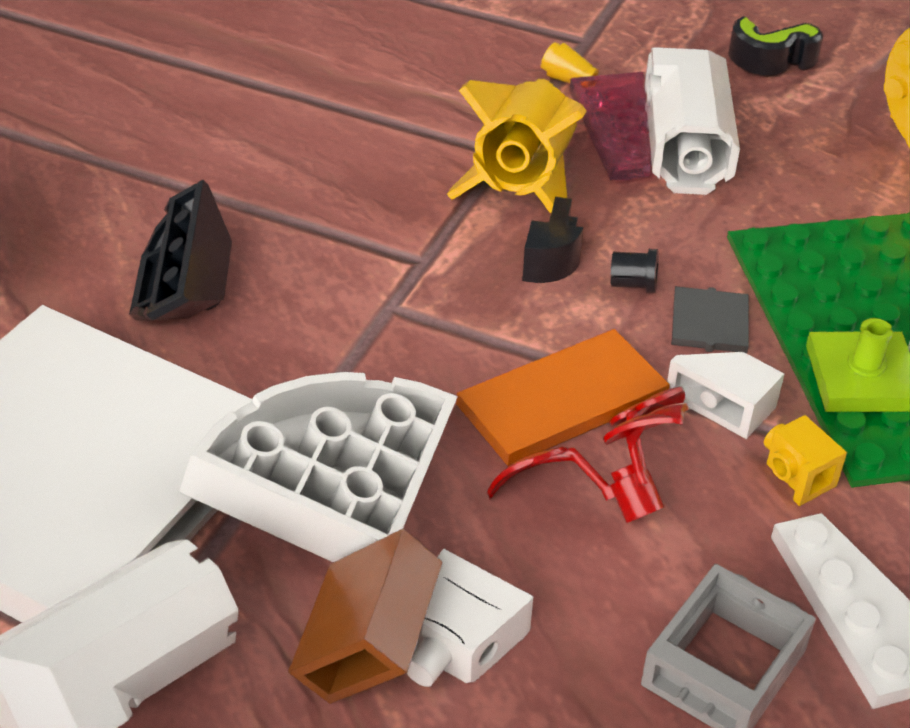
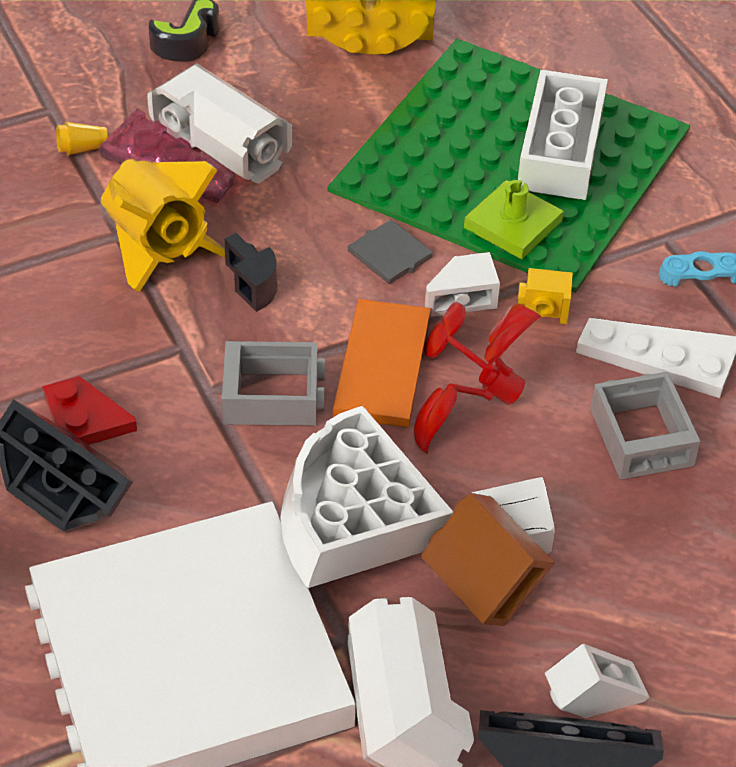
camera: 50 degrees left, 5 degrees up
(272, 248) = (86, 411): none -> red wing
(429, 295) = (271, 358): none -> light grey window
(635, 270) = (320, 251): black bush -> none

